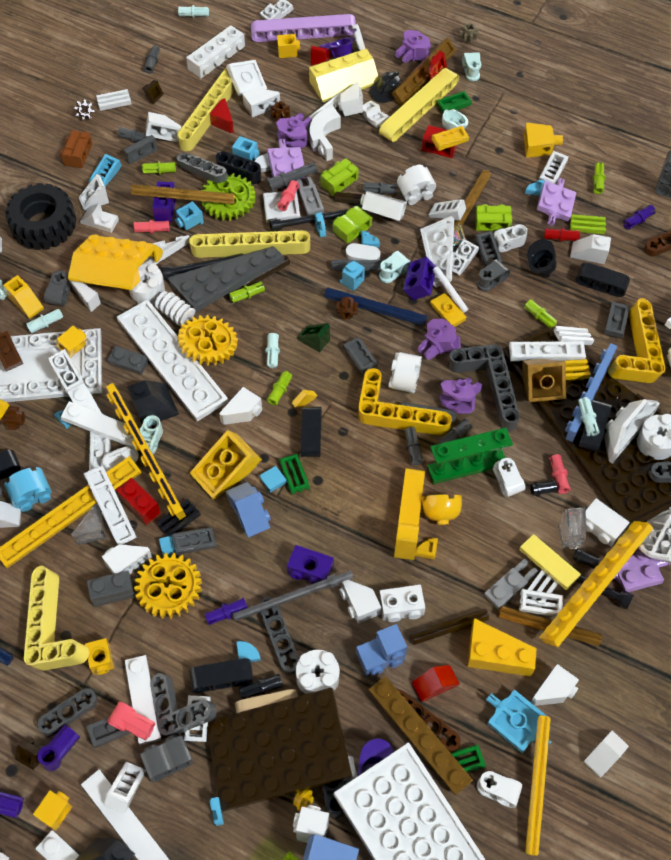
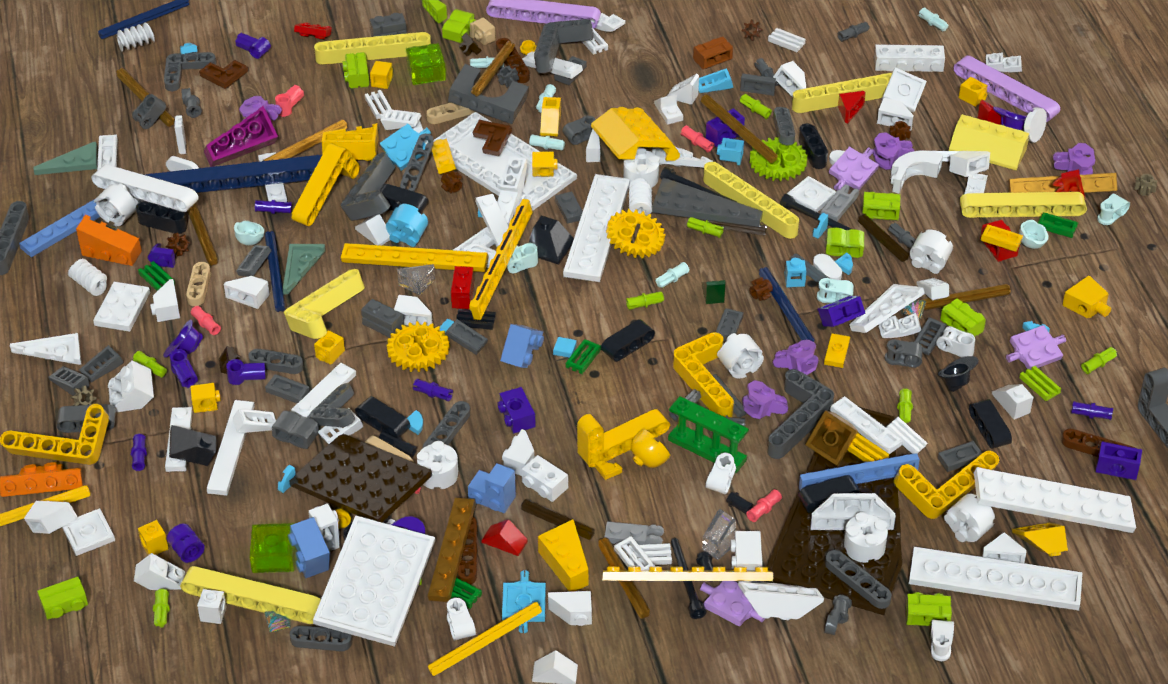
camera: 50 degrees right, 15 degrees down
(34, 201) = (612, 74): black tyre -> none
(110, 505) = (440, 272): white plate -> none
(127, 719) = (299, 387): coral piece -> none
(153, 91) = (821, 53): dark brown tile -> none
(225, 464) = (547, 311): yellow slope -> none
(241, 408) = (601, 289): white slope -> none
(245, 148) = (837, 141): medium azure brick -> none
(284, 178) = (833, 176): dark grey pin -> none
(288, 195) = (821, 188): coral pin -> none
(304, 398) = (653, 318): yellow tile -> none
(331, 581) = (513, 422): flat silver bar -> none
(383, 88) = (1017, 170): black piece -> none
(383, 205) = (884, 247): white slope -> none
(450, 289) = (854, 336): white piece -> none
(550, 562) = (675, 541): light yellow tile -> none
(556, 234) = (1003, 371): red pin -> none
(559, 158) = (1081, 318): white slope -> none
(588, 416) = (823, 476): light aqua axle -> none

